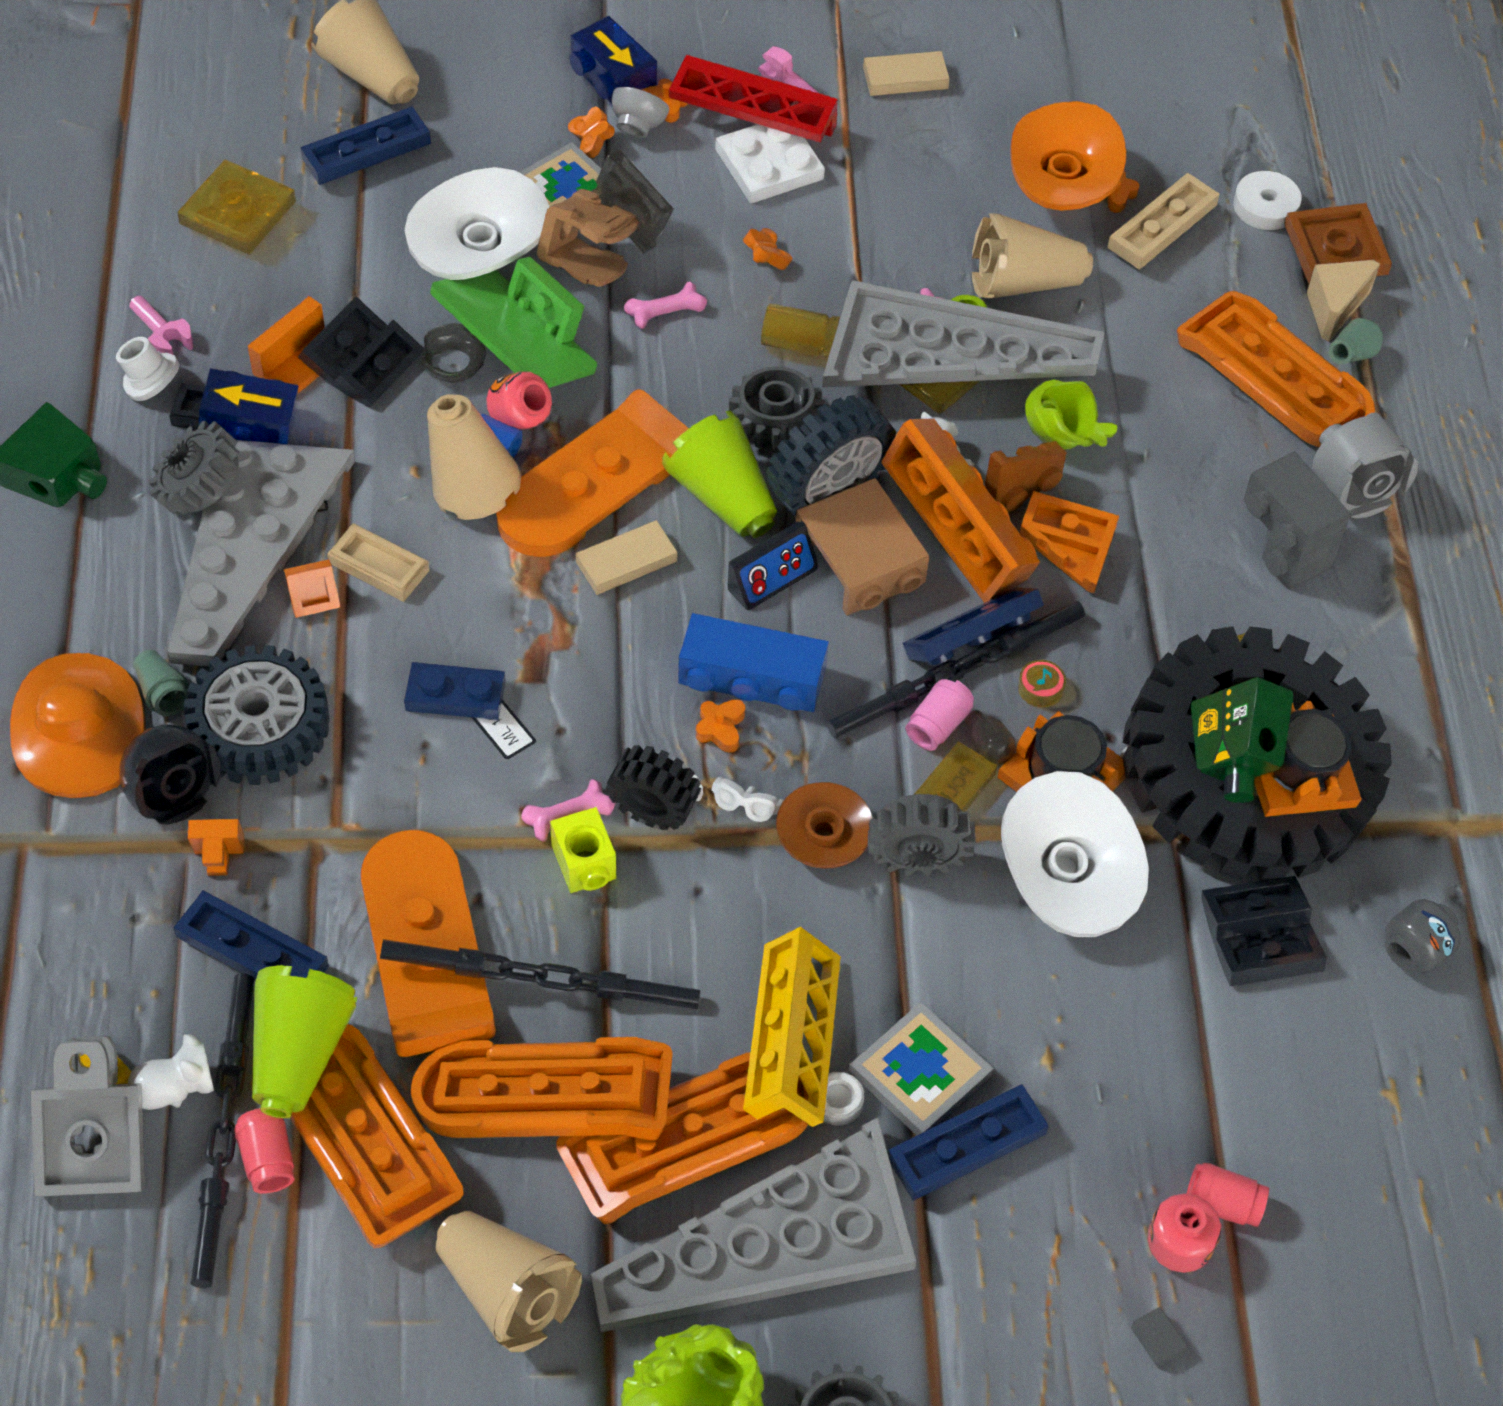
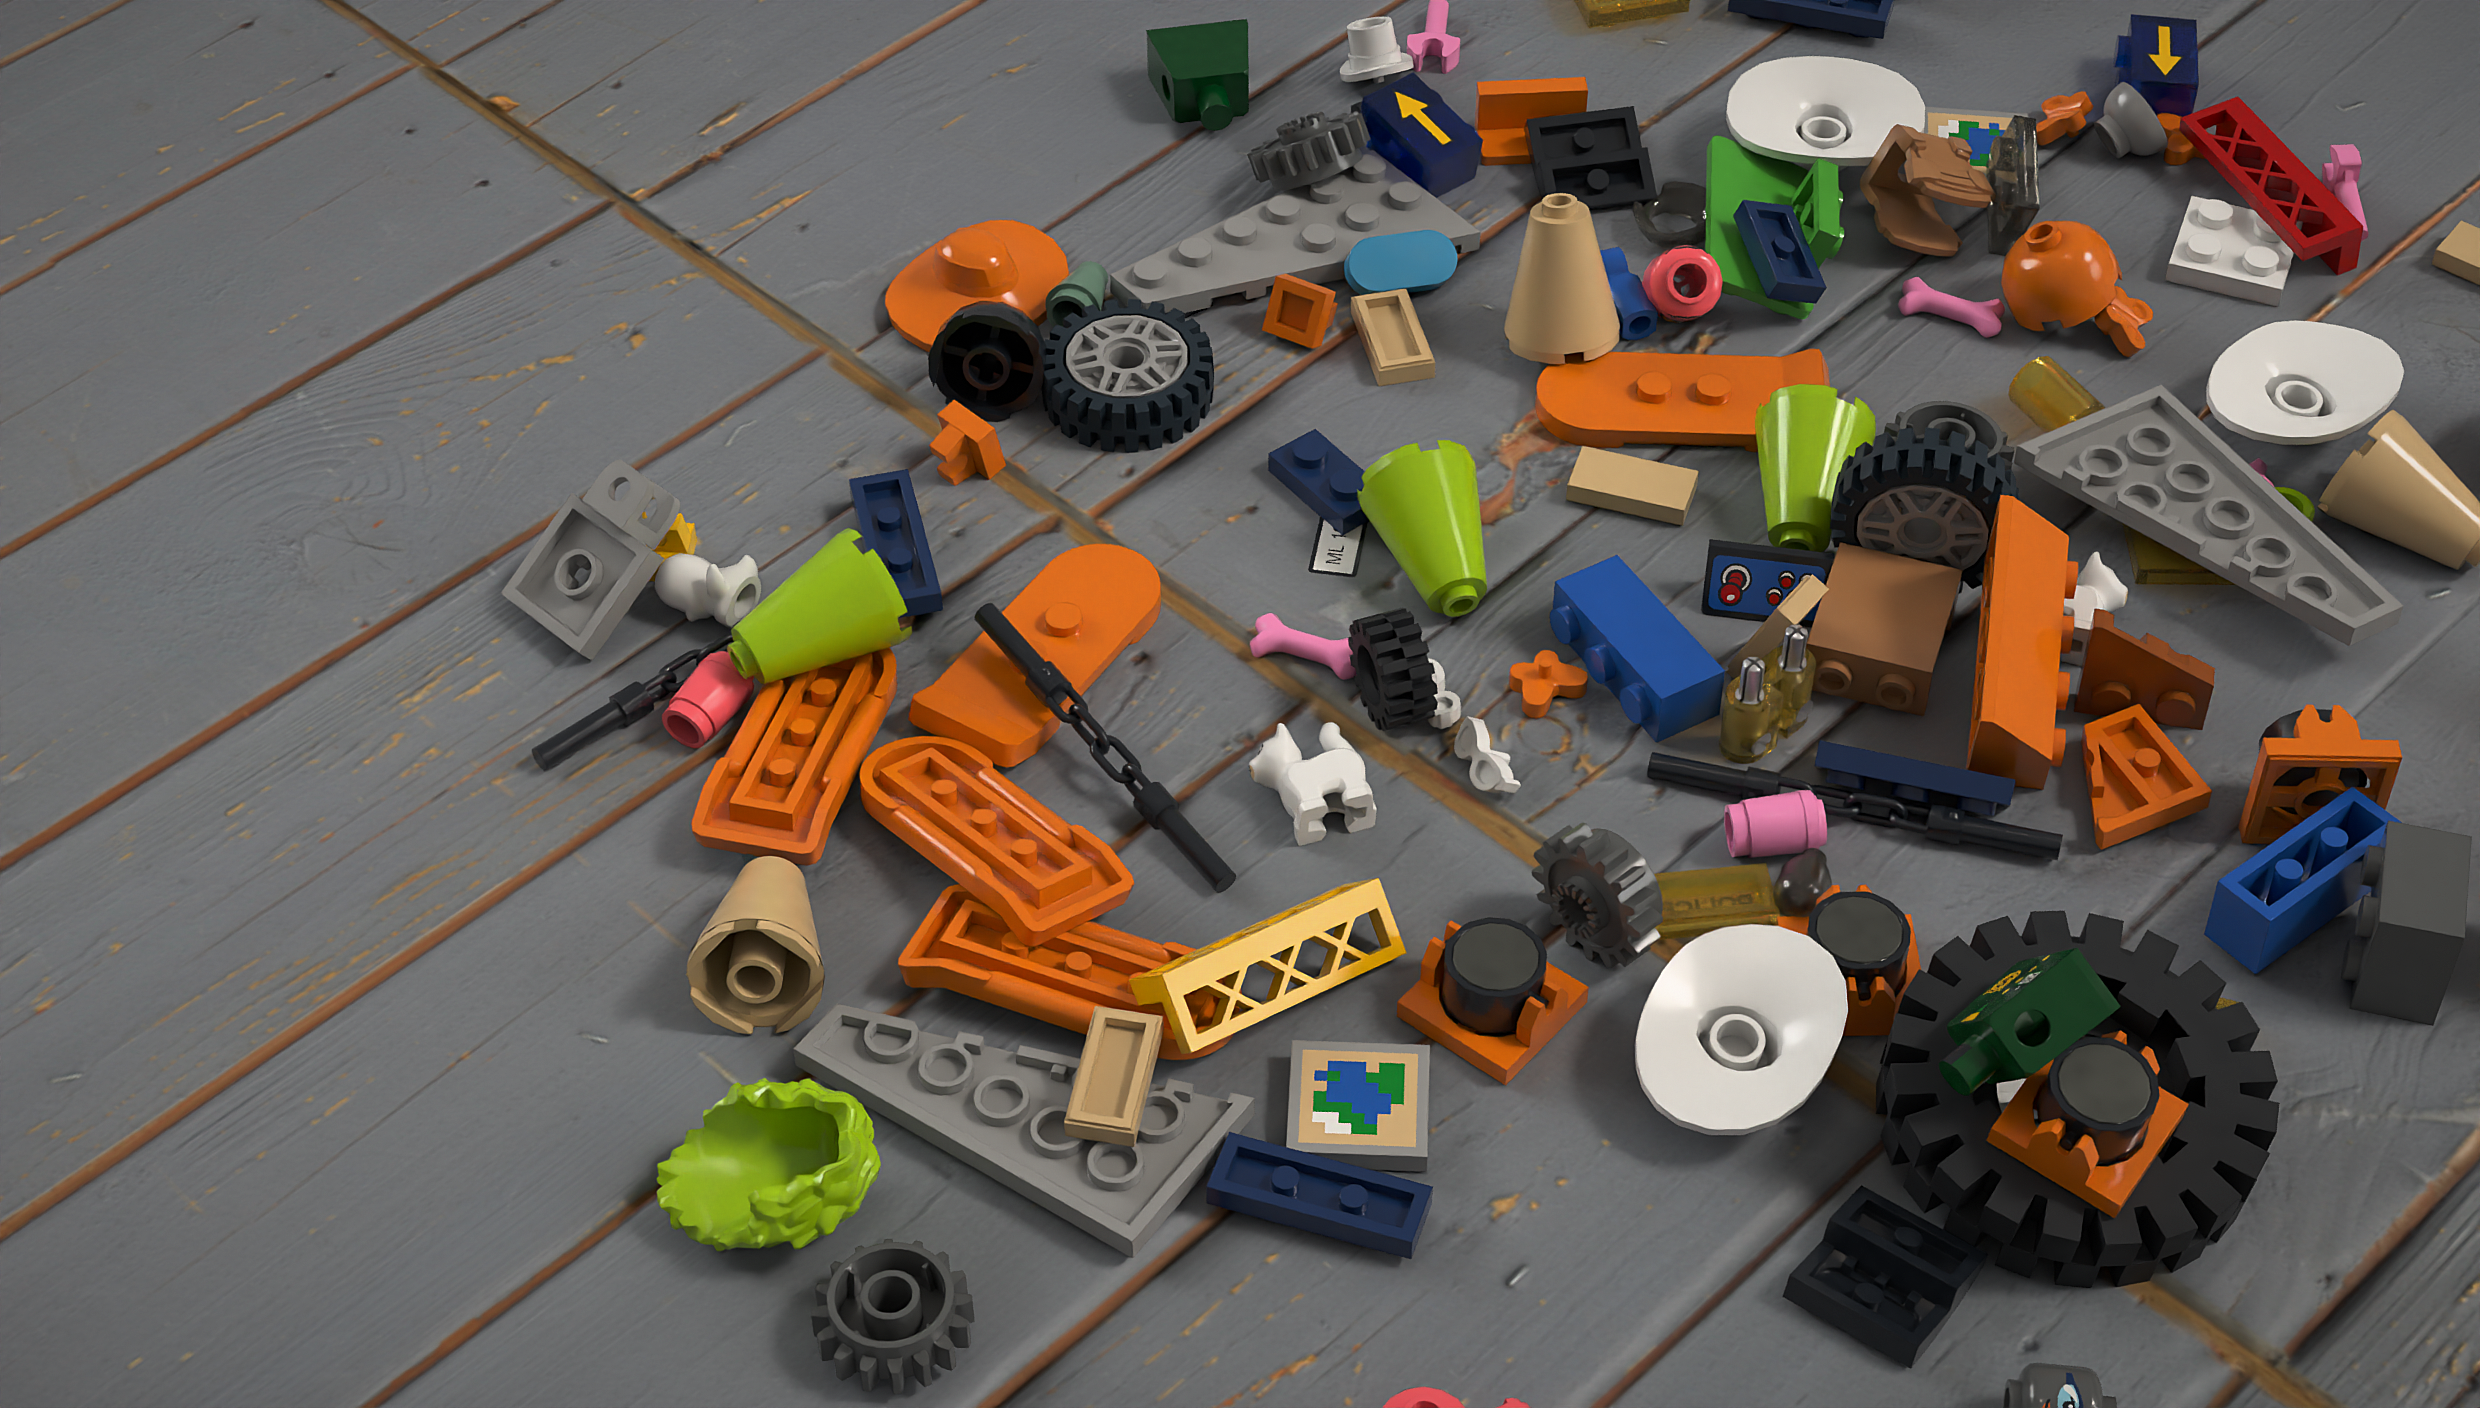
camera: 50 degrees right, 10 degrees down
(333, 508) = (1401, 261): none -> dark azure tile
(555, 339) = (1779, 252): none -> dark blue plate
(568, 677) = (1430, 522): none -> lime cone
(583, 833) = (1270, 679): neon yellow brick -> none
(684, 897) = (1317, 785): none -> white animal
(716, 245) = (2059, 274): none -> orange cylinder
(801, 1174) = (1114, 1076): none -> tan tile
(824, 808) = (1514, 818): dark orange dish -> none
(826, 593) = (1772, 631): none -> tan tile
(843, 1099) = (1249, 1064): white tile -> none
(860, 640) = (1768, 699): none -> clear yellow piece
(913, 225) = (2303, 382): none -> white hat
(917, 936) = (1491, 983): none -> piece
(1041, 683) = (1929, 882): clear yellow tile -> none
(1066, 415) = (2265, 659): lime hat -> none
(1168, 469) = (2309, 763): none -> orange piece
(1218, 535) = (2296, 882): none -> blue brick

